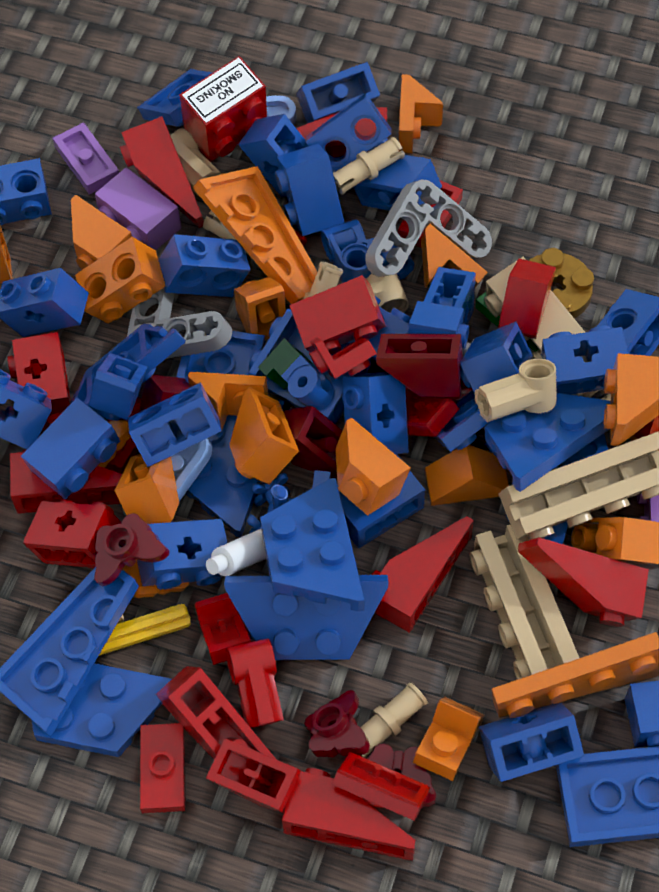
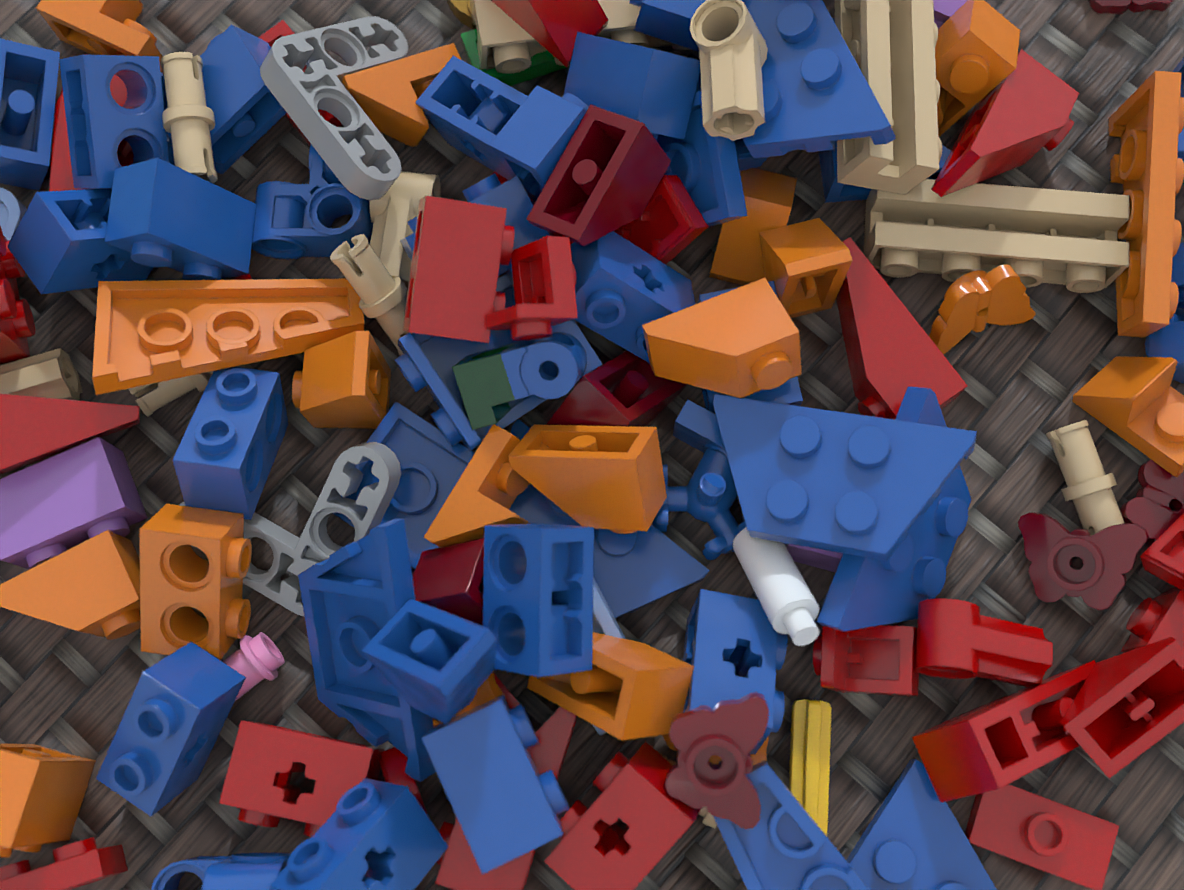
camera: 65 degrees left, 15 degrees up
(92, 331) = (255, 660): none -> bright pink pin
(440, 501) = (805, 265): none -> orange slope
(473, 612) = (978, 300): none -> orange animal

